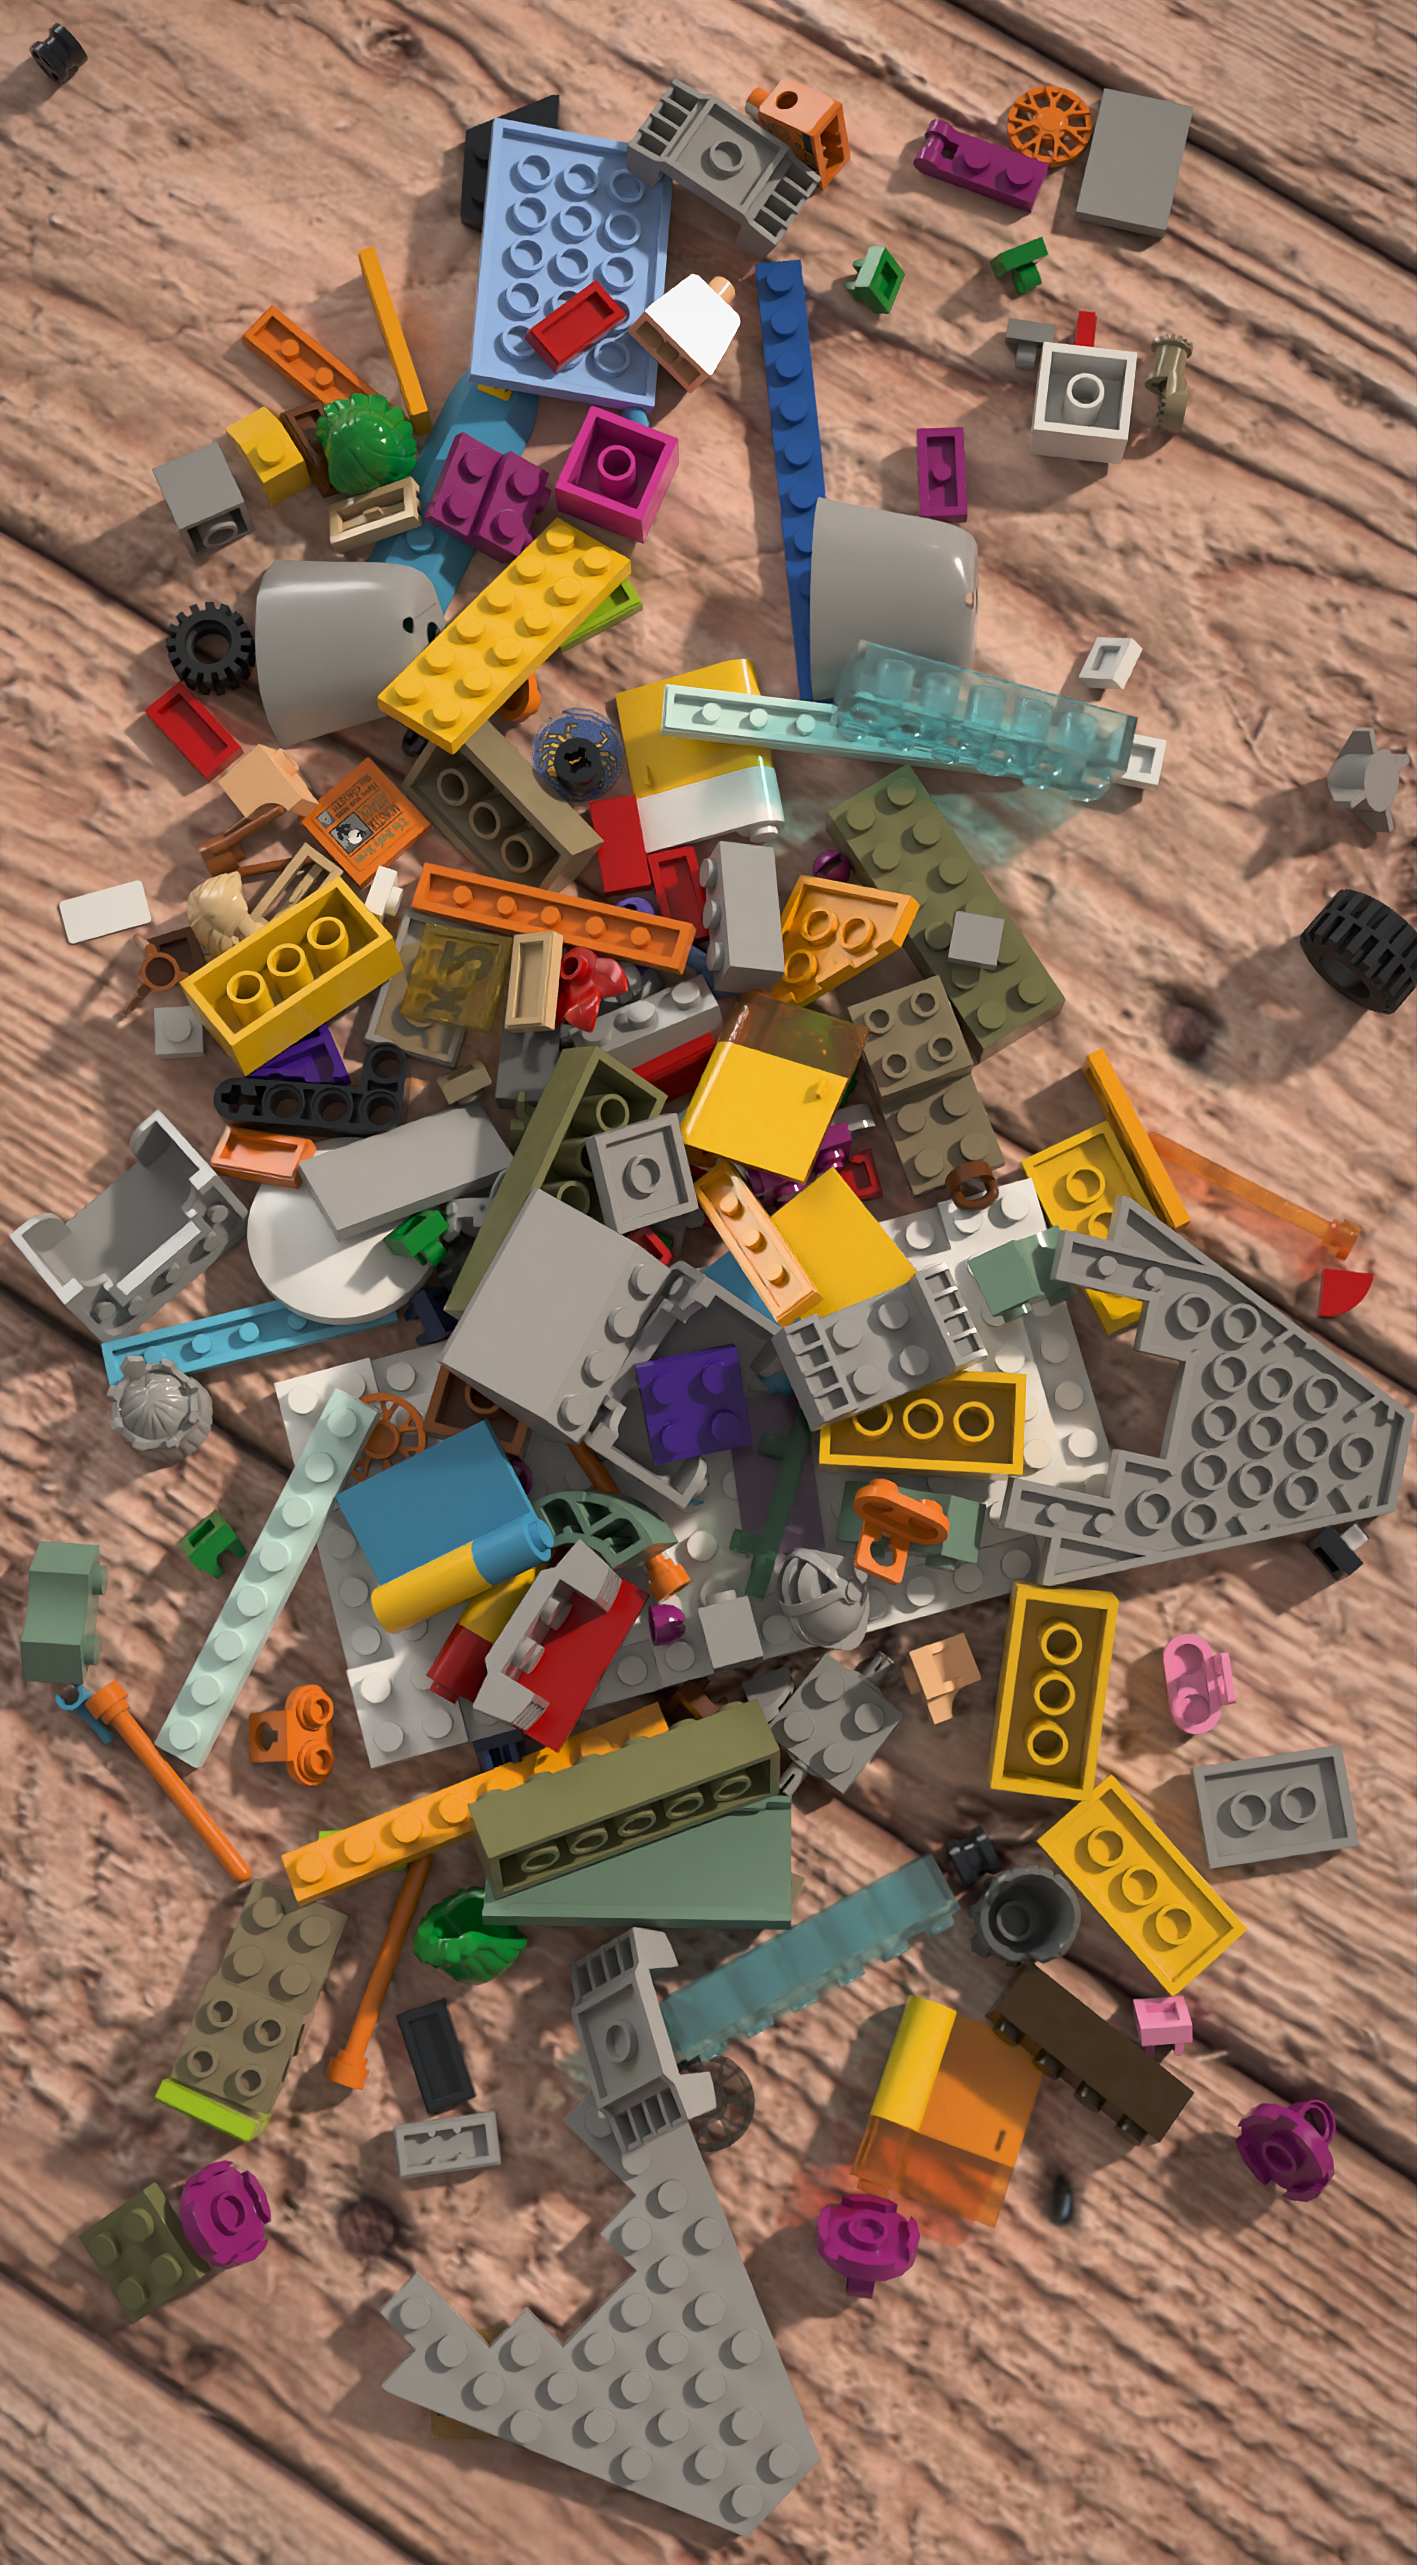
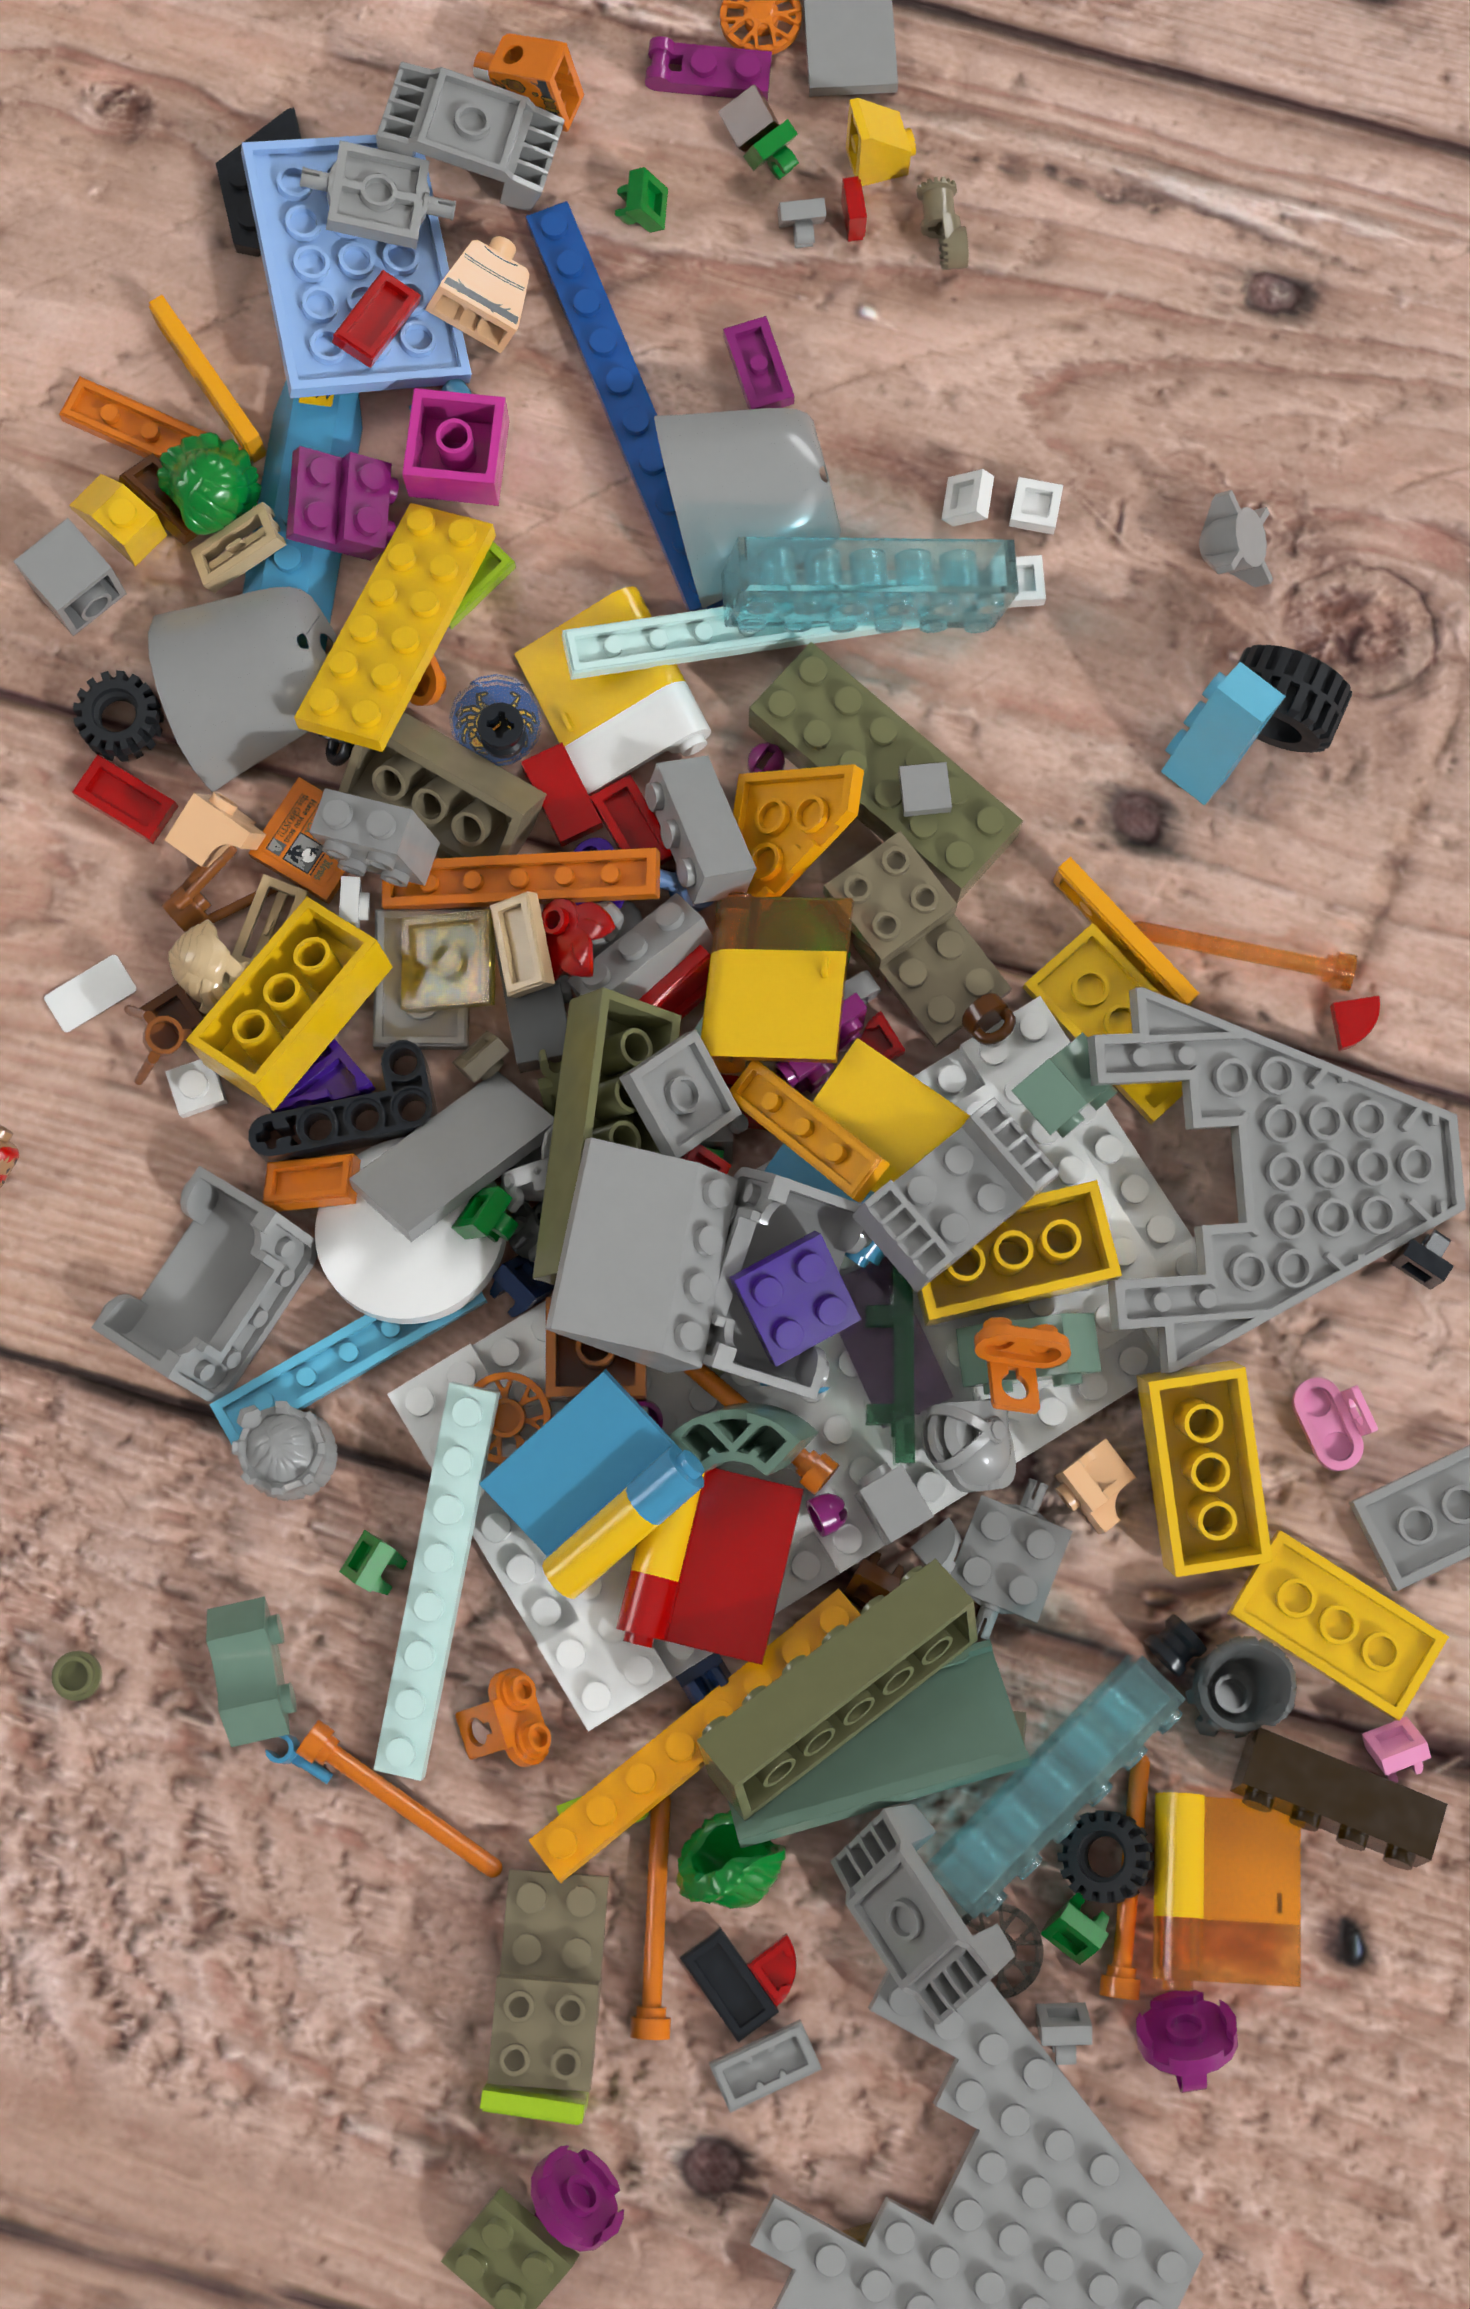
camera: 20 degrees left, 0 degrees up
(420, 837) = (374, 838): none -> light grey brick
(486, 2054) = (776, 1969): none -> red tile
(519, 1642) = (713, 1529): light grey plate -> none
(612, 204) = (377, 194): none -> light grey plate
(748, 2196) = (1064, 2028): none -> light grey tile
(788, 2107) = (1075, 1932): none -> green tile
(821, 2164) = (1120, 1976): none -> orange piece
(870, 2046) = (1136, 1857): none -> black tyre
(1006, 224) = (748, 118): none -> tile
(1082, 403) = (871, 263): white brick -> none
(1126, 284) = (877, 142): none -> yellow slope
(1176, 689) = (1036, 505): none -> white plate
(1288, 966) = (1220, 731): none -> medium azure brick

